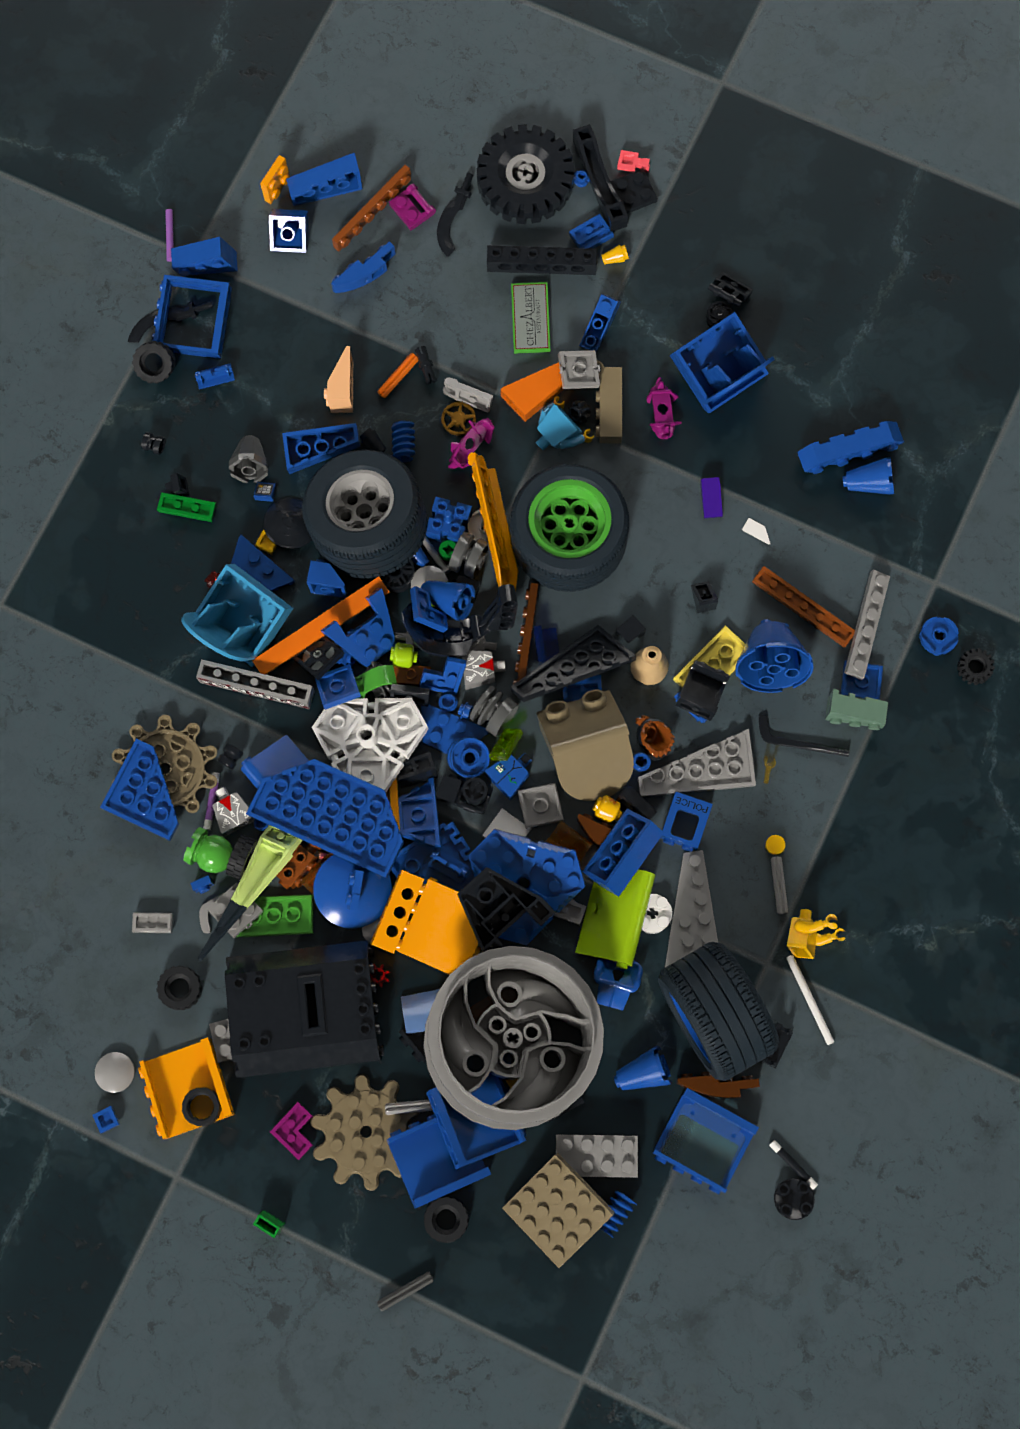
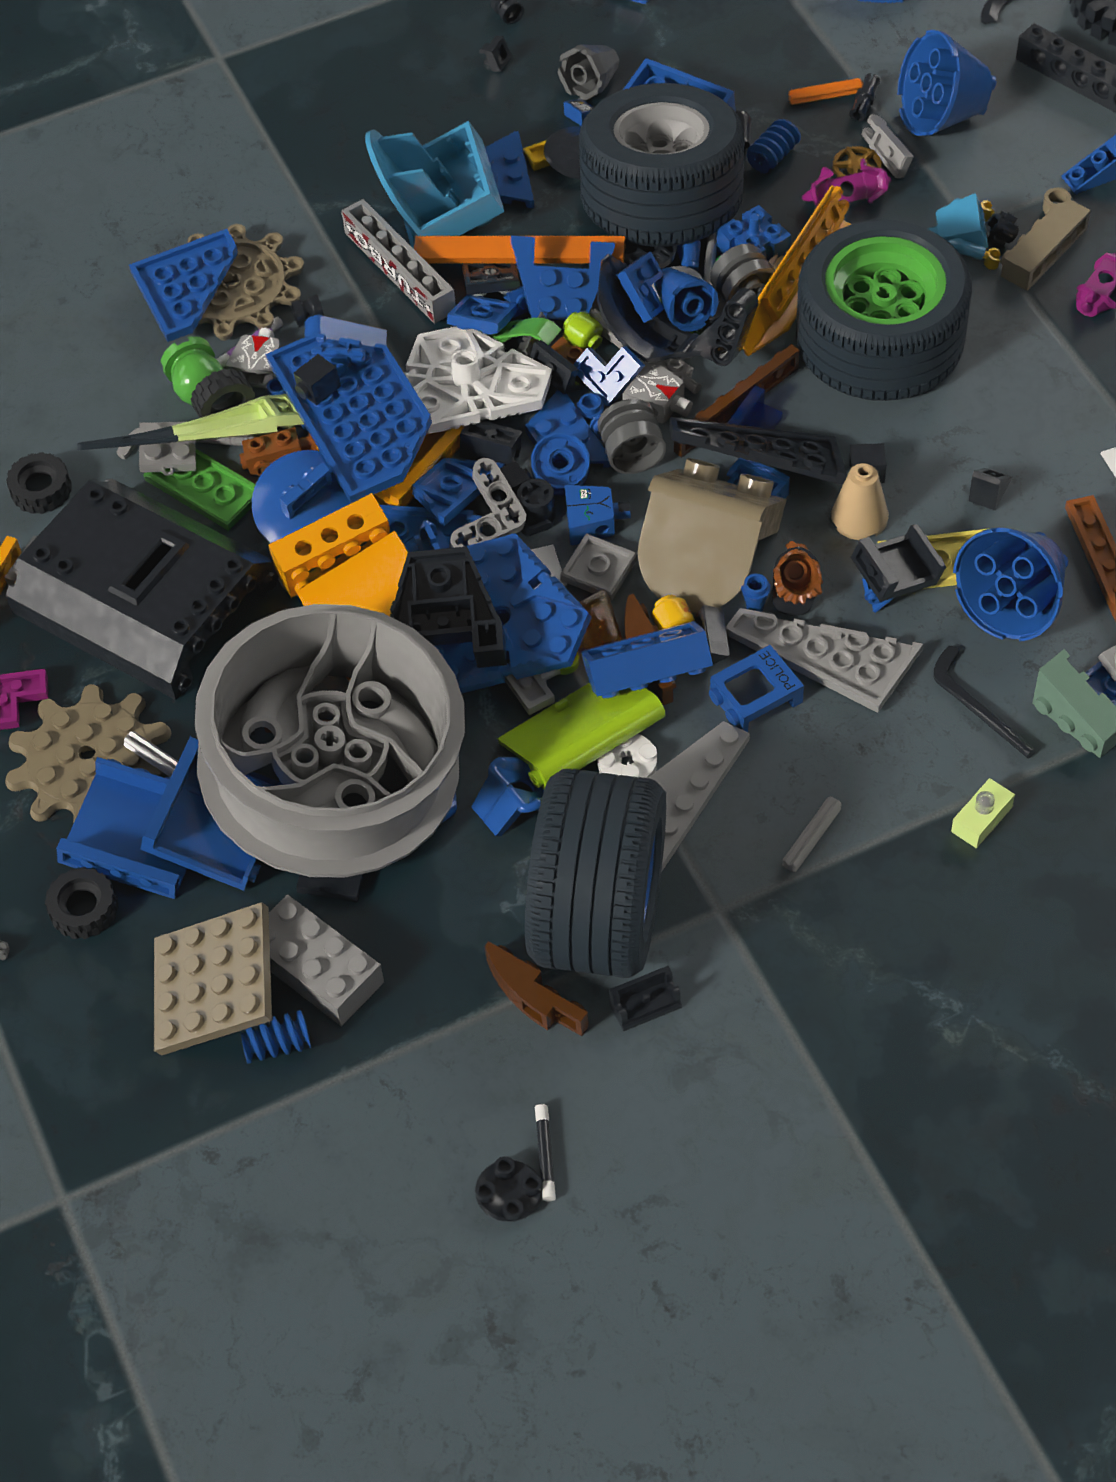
camera: 40 degrees right, 20 degrees down
(152, 922) = (75, 407): light grey plate -> none
(186, 507) = (486, 77): green plate -> none
(202, 885) = (160, 404): blue plate -> none
(294, 787) = (340, 355): none -> blue axle
(299, 815) = (316, 379): none -> black brick
(324, 580) = (561, 207): blue slope -> none
(340, 385) = (754, 56): light nougat slope -> none
(383, 977) = (253, 608): red gear -> none
(466, 820) = (499, 514): none -> light grey beam
(472, 335) = (941, 84): none -> blue cone
(505, 744) = (614, 478): clear neon green plate -> none
(530, 317) = (1026, 121): light grey tile -> none
(533, 392) = (959, 177): orange slope -> none
(579, 369) = (1035, 180): light grey plate -> none
(644, 1072) = (459, 909): blue cone -> none
(704, 1141) = (460, 1045): clear light blue panel -> none
(711, 497) = (1090, 396): dark purple slope -> none
(769, 766) = (911, 703): clear yellow hand -> none
(775, 845) = (846, 788): yellow tile -> none
(804, 935) = (790, 899): yellow torso -> none
(810, 999) = (737, 985): white axle -> none
(853, 808) = (982, 813): none -> yellowish green piece

